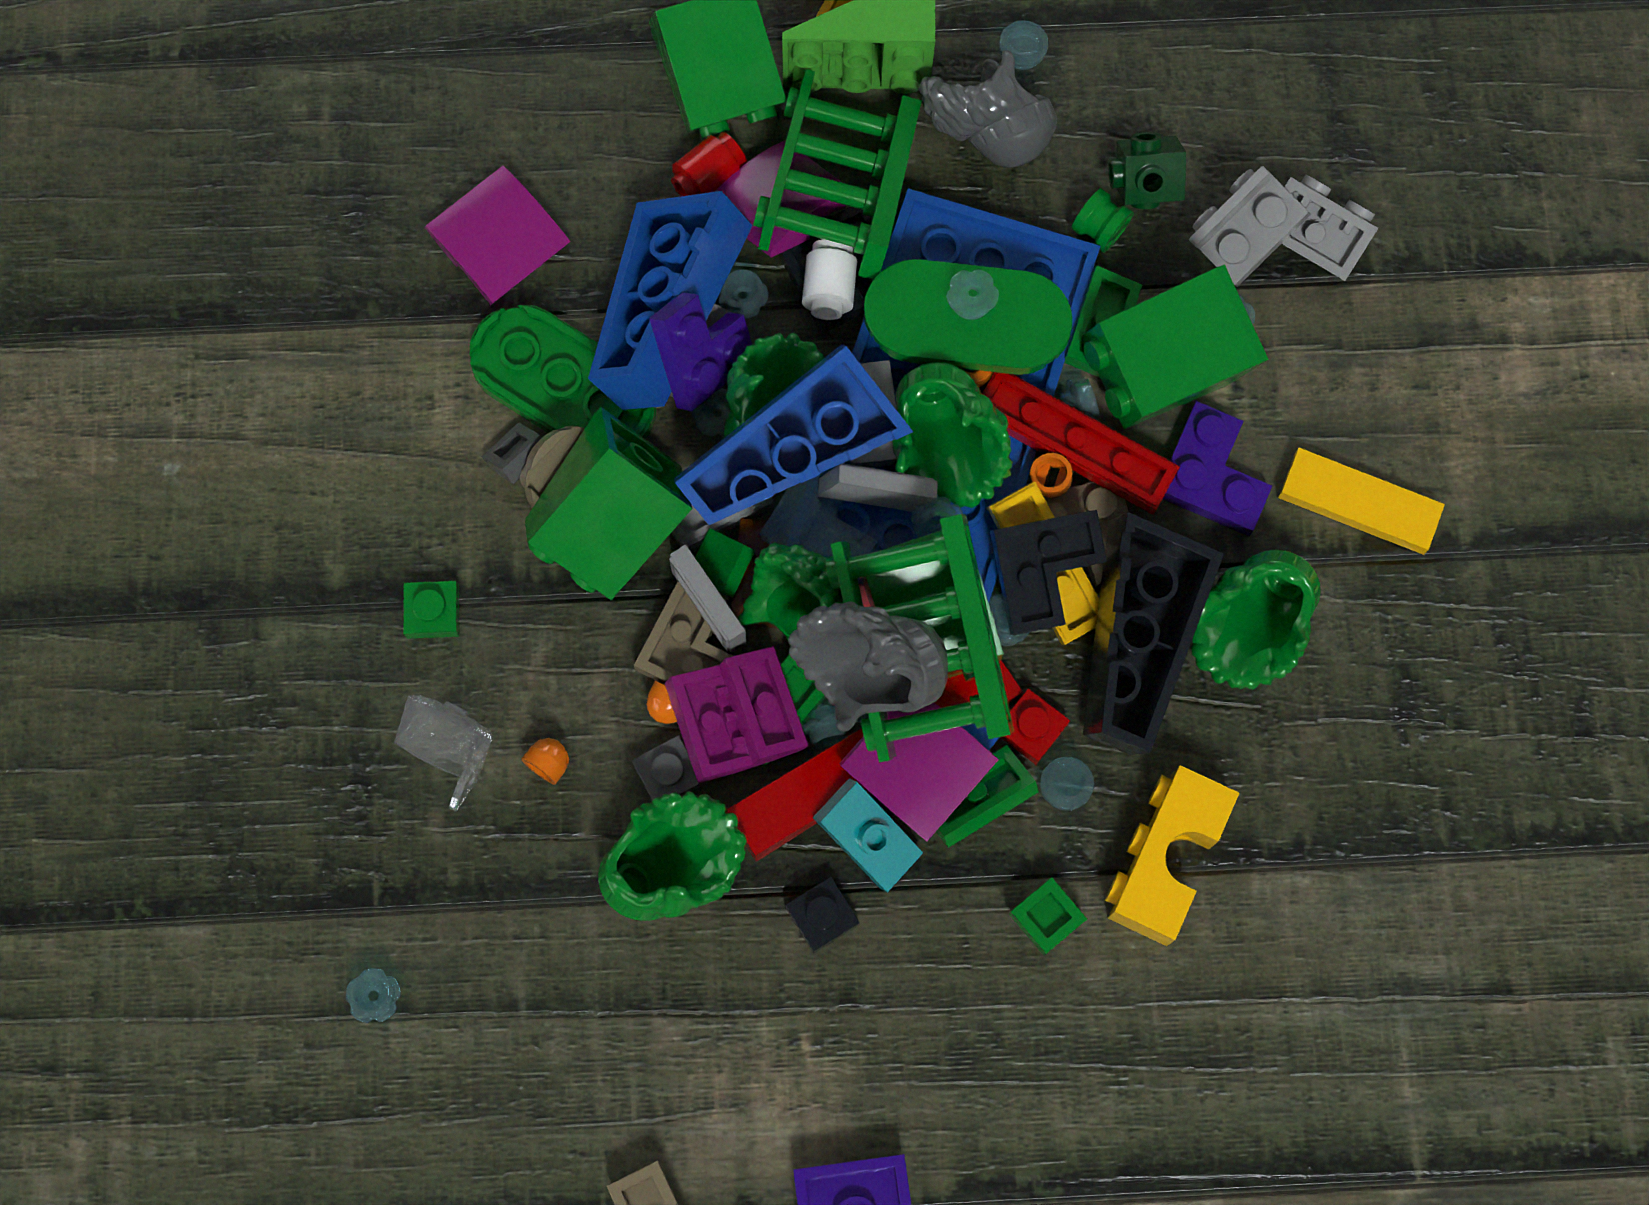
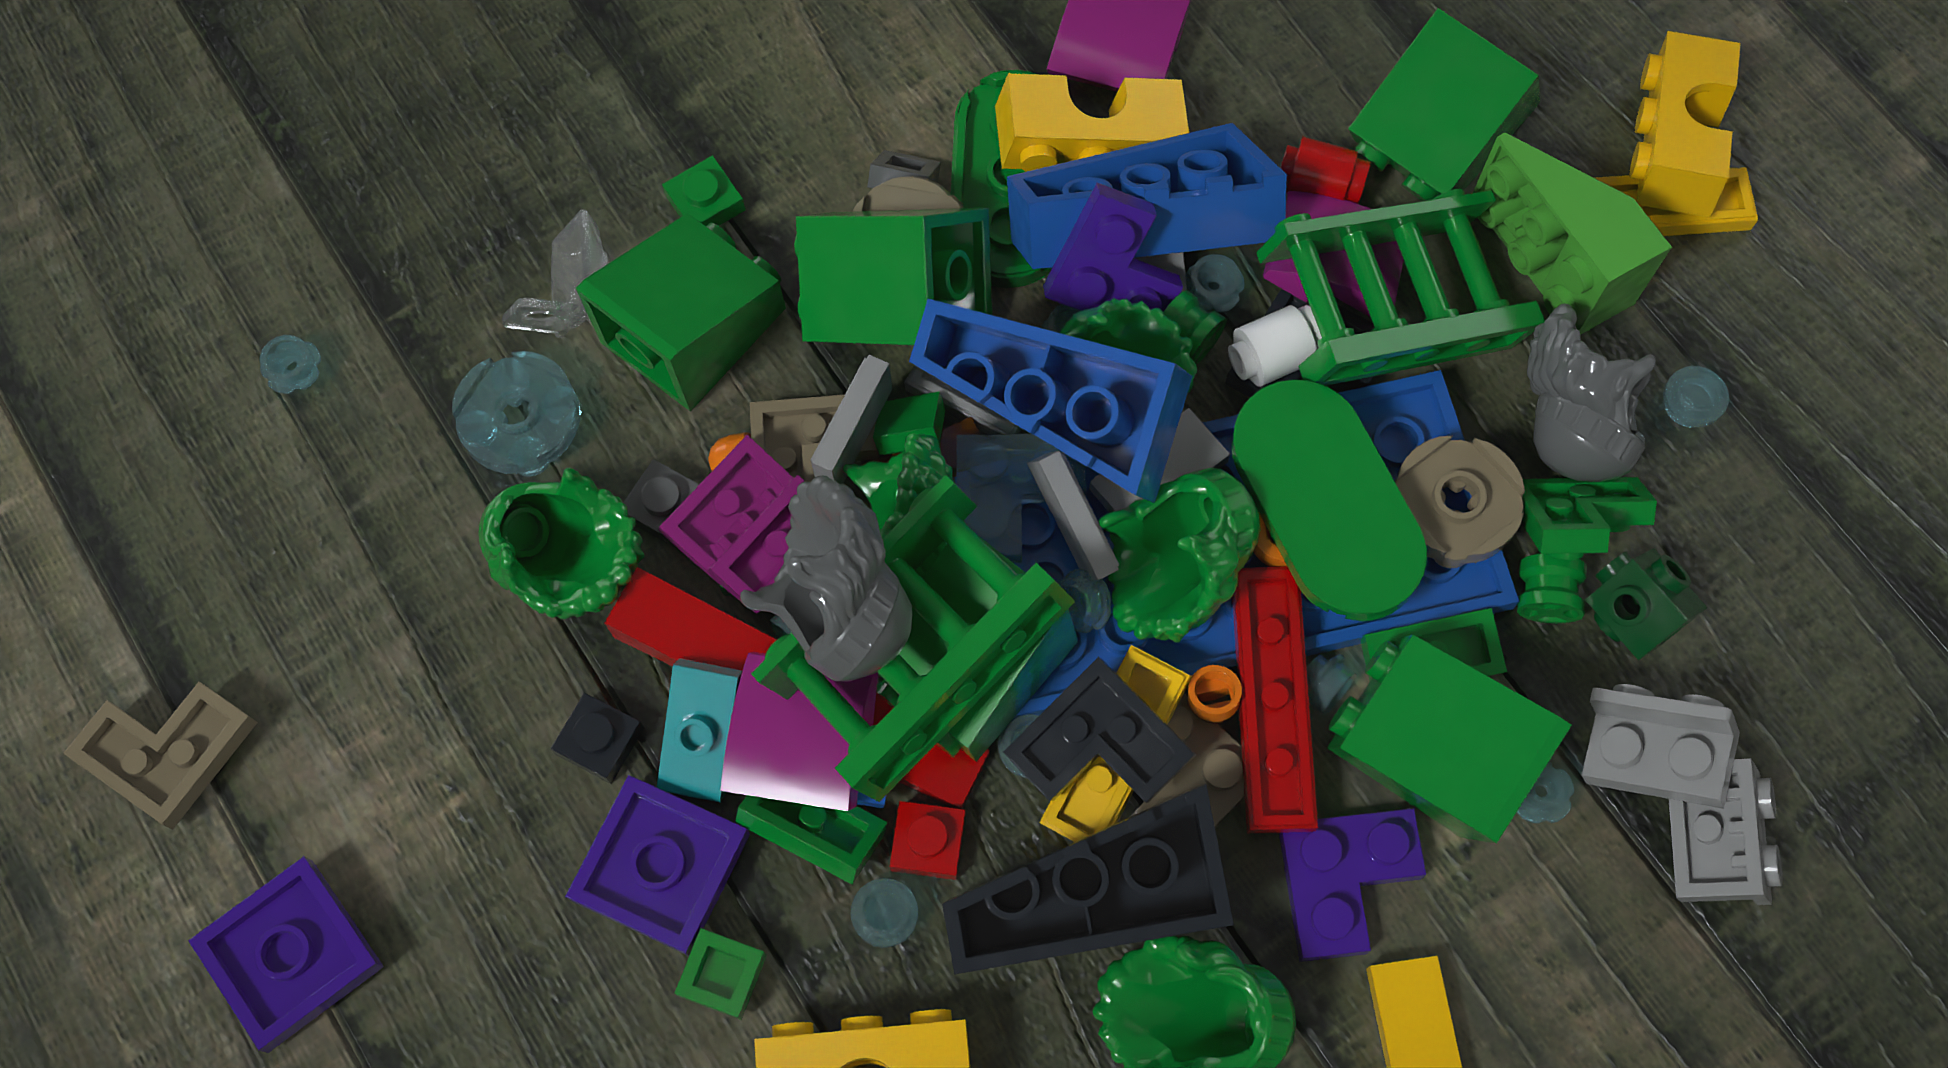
camera: 65 degrees right, 5 degrees down
(497, 834) = (527, 444): none -> clear light blue plate
(526, 669) = (683, 306): none -> green slope
(547, 759) = (609, 382): orange hinge -> none
(555, 332) = (1045, 128): none -> yellow arch
(769, 322) = (1197, 324): none -> green wheel
(945, 918) = (658, 865): none -> dark purple plate
(968, 306) = (1346, 497): clear light blue plate -> none
(1029, 215) = (1494, 507): none -> dark tan plate
(1064, 172) = (1577, 516): none -> green plate

